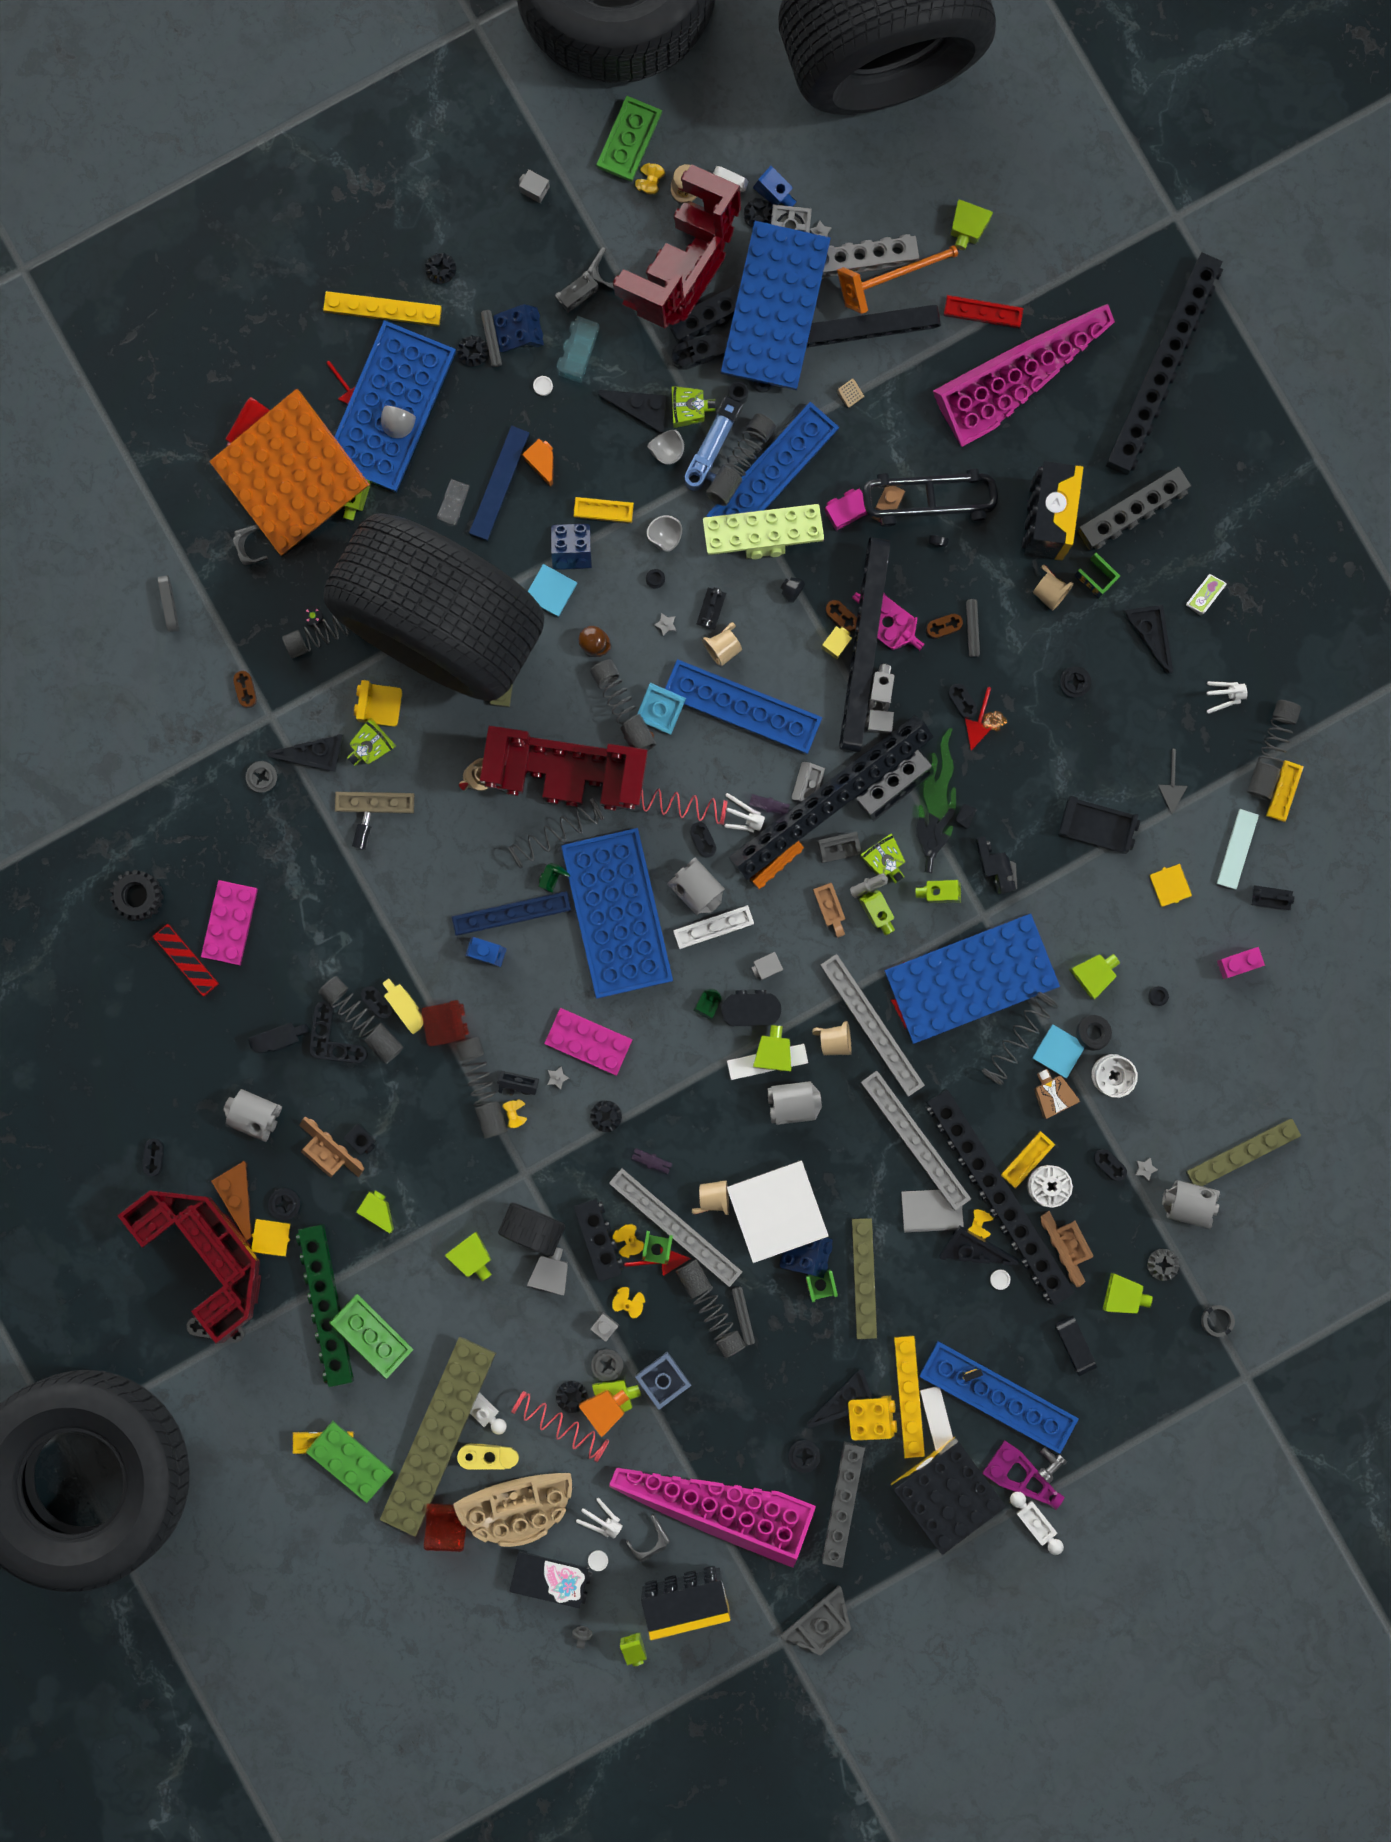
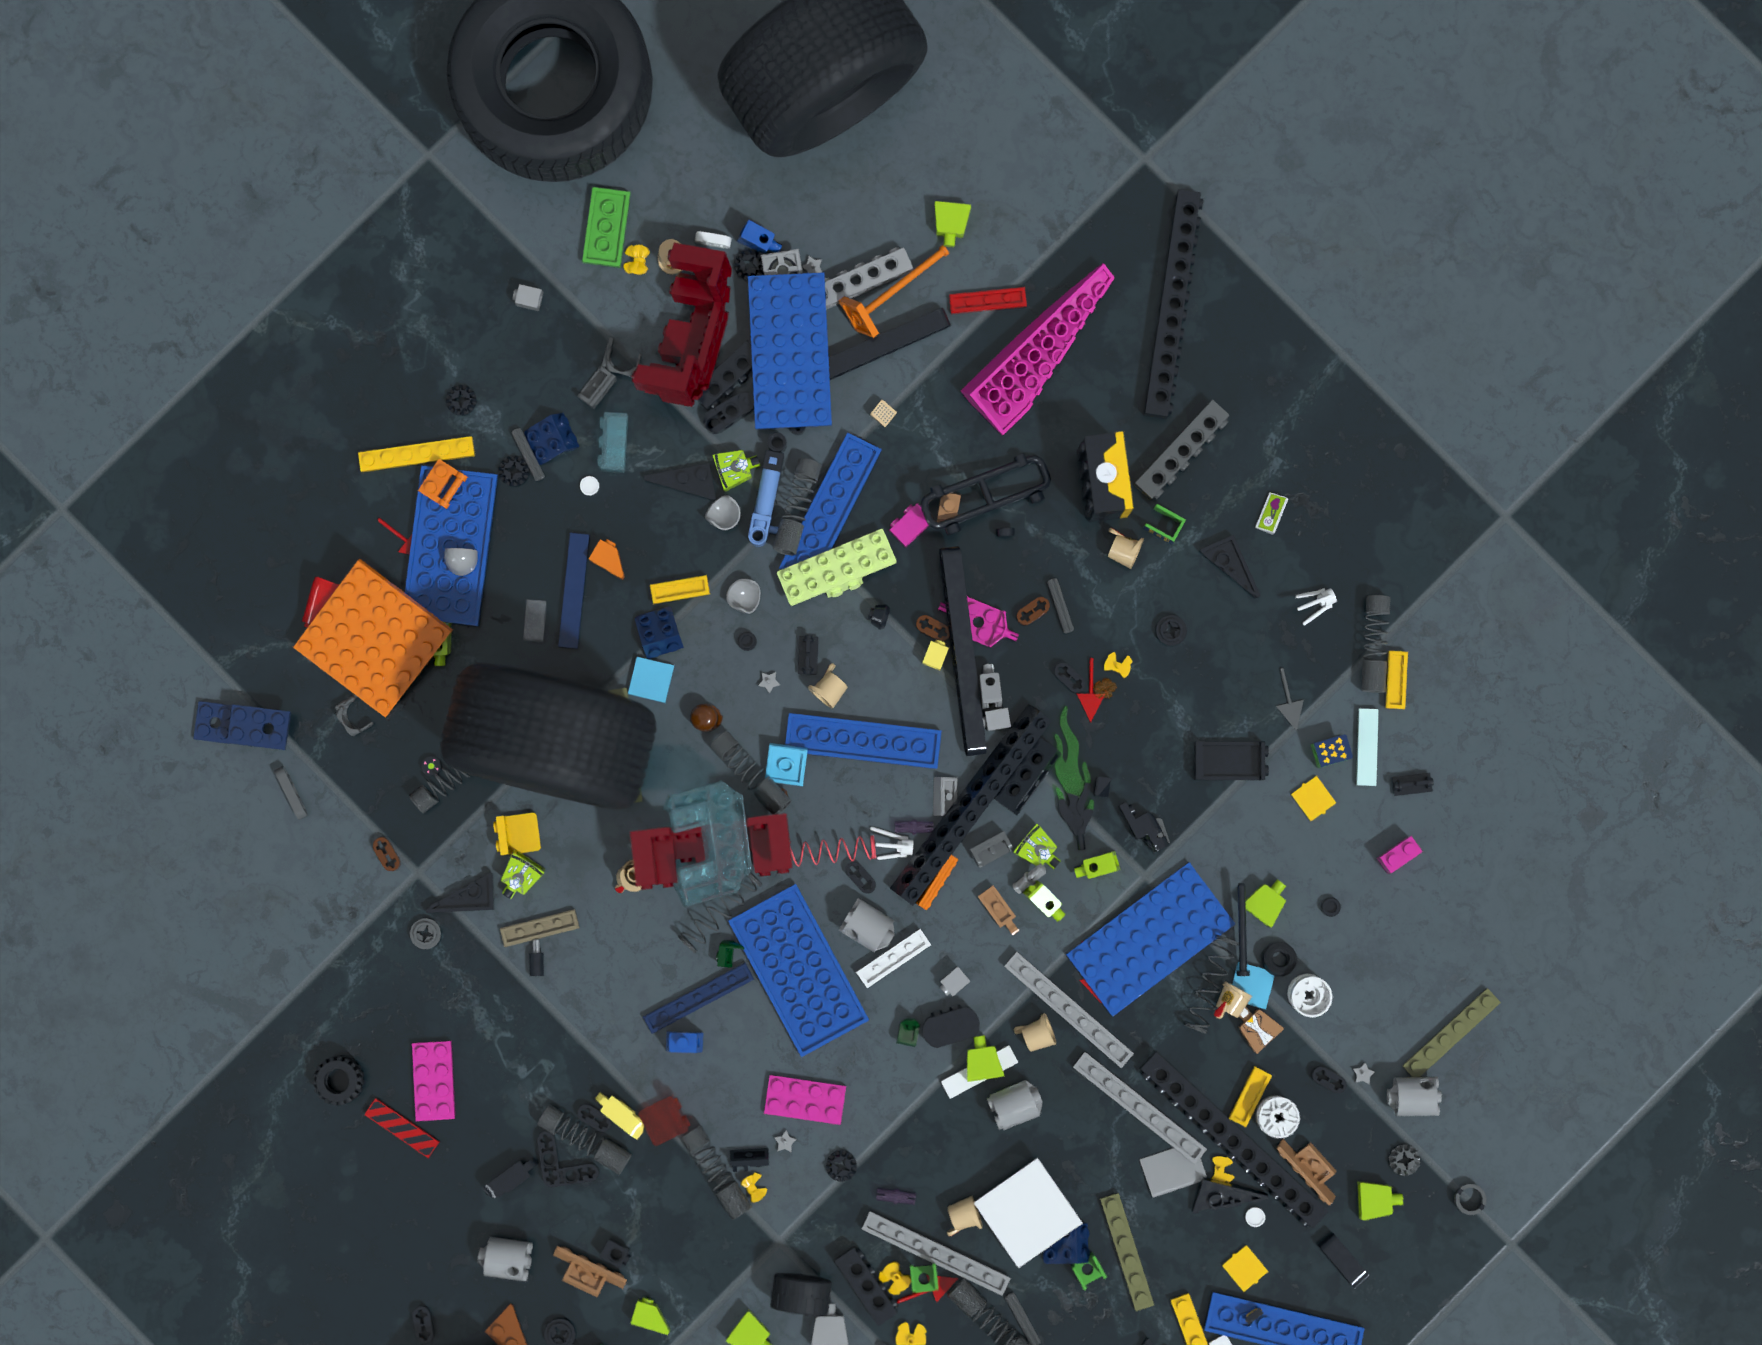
camera: 15 degrees left, 0 degrees up
(138, 524) = (242, 725): none -> dark blue bracket
(395, 339) = (437, 481): none -> orange plate
(580, 759) = (724, 836): none -> clear light blue slope
(976, 1327) = (1245, 1268): none -> yellow piece
(1017, 706) = (1111, 664): none -> yellow piece
(1036, 1059) = (1231, 1001): none -> tan hat
(1065, 994) = (1242, 931): none -> black bar
(1201, 842) = (1331, 751): none -> dark blue piece

